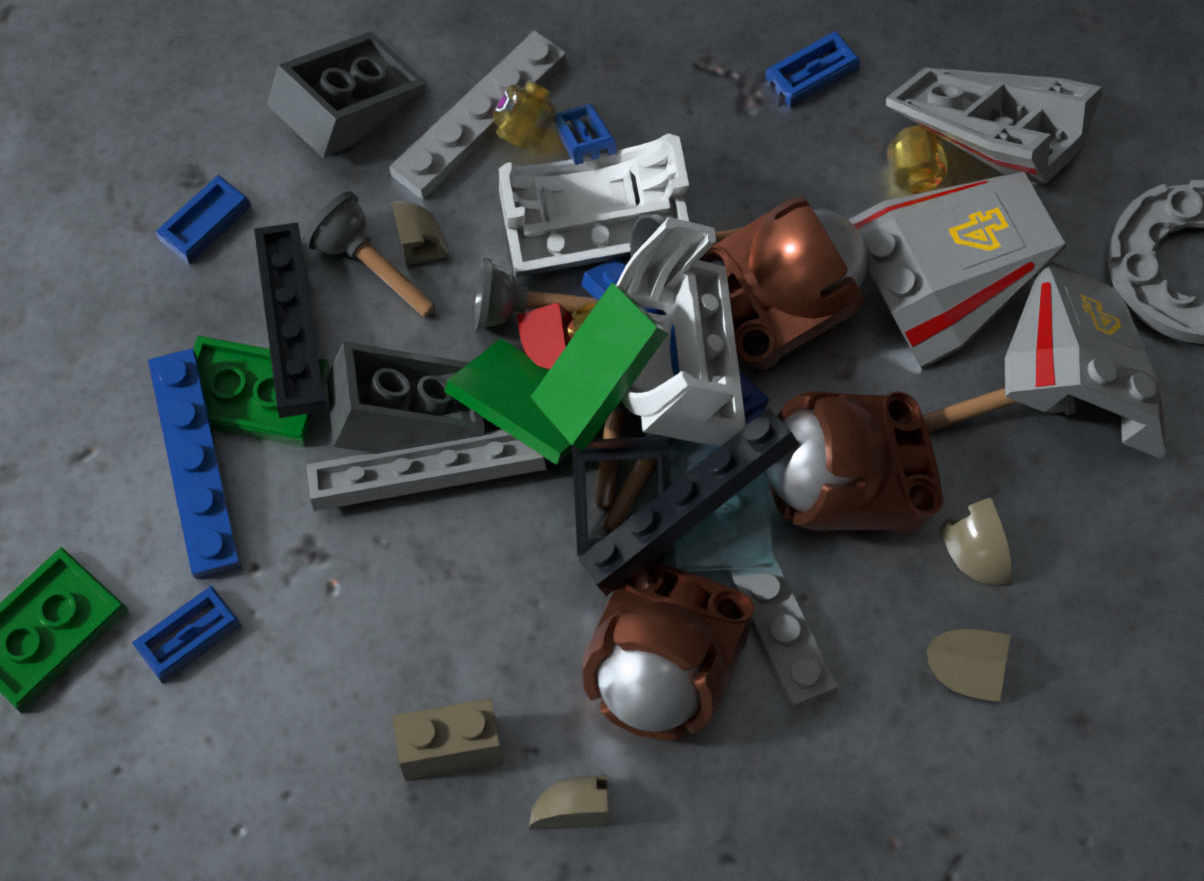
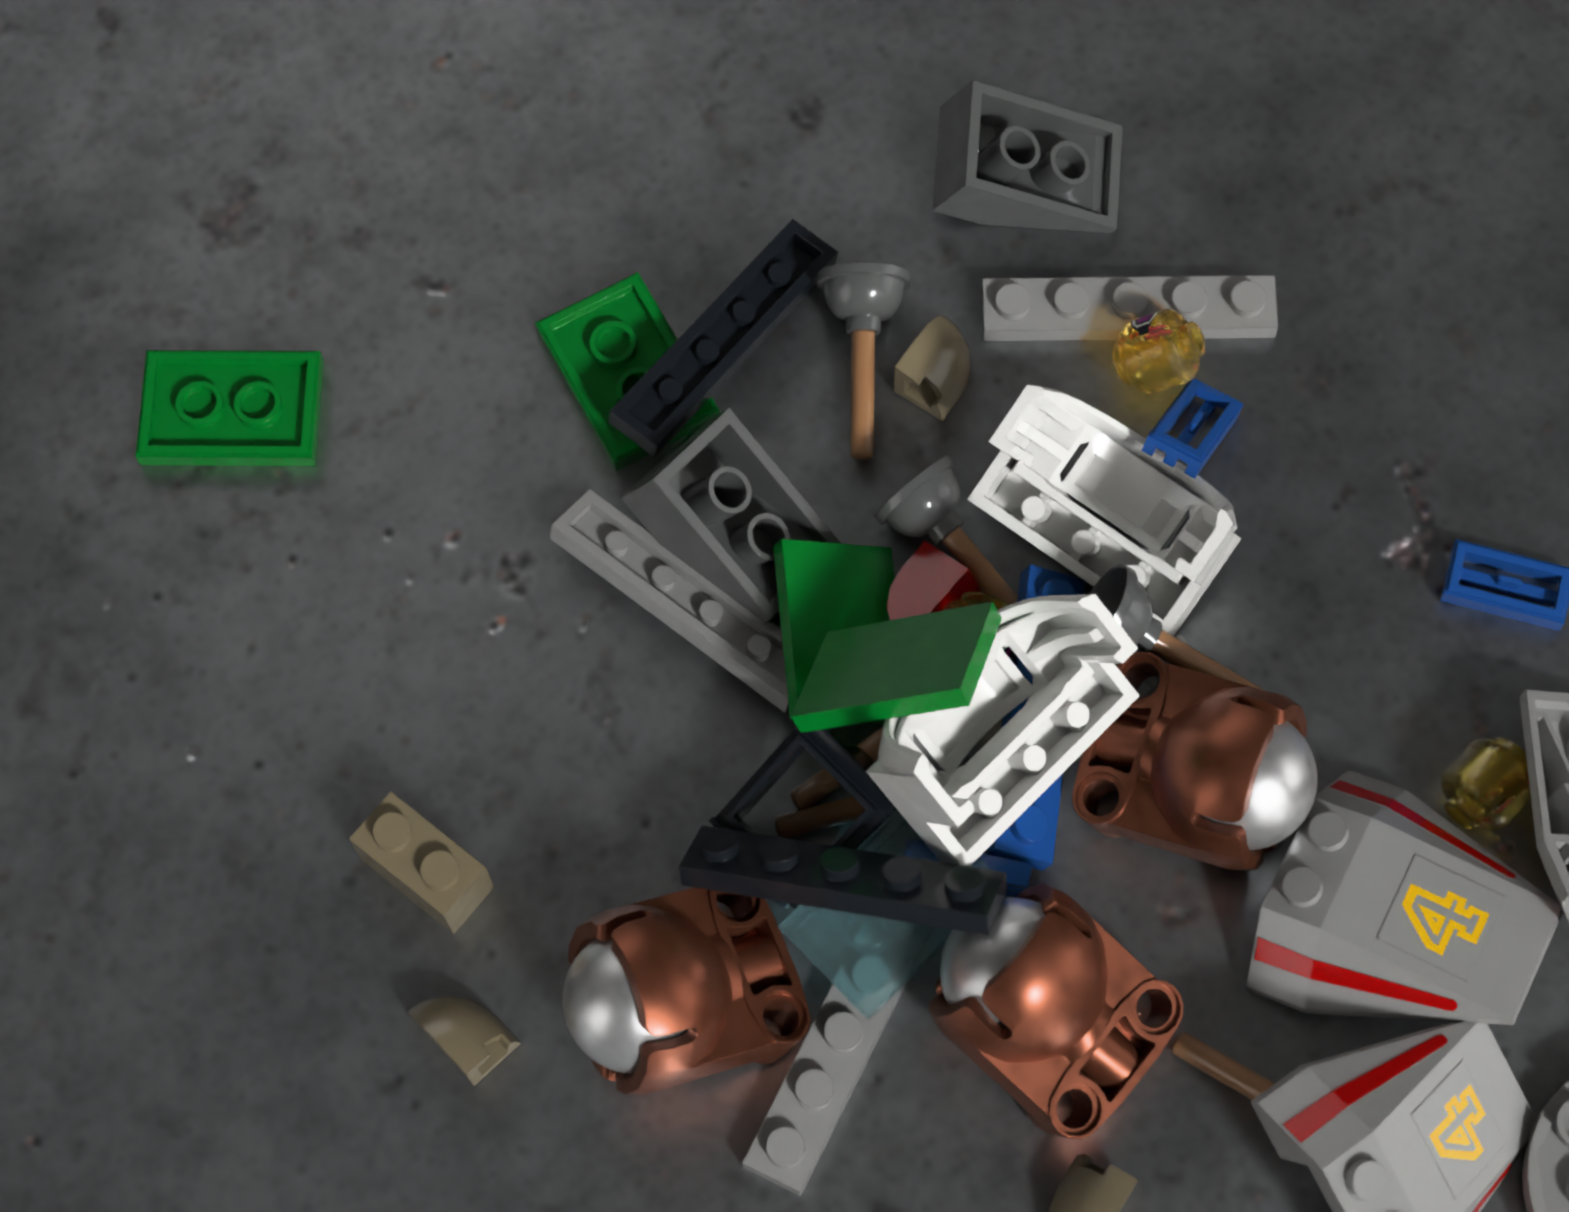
camera: 50 degrees right, 5 degrees up
(194, 464) = (502, 388): blue plate -> none
(196, 647) = (330, 558): blue tile -> none
(203, 219) = (768, 164): blue tile -> none

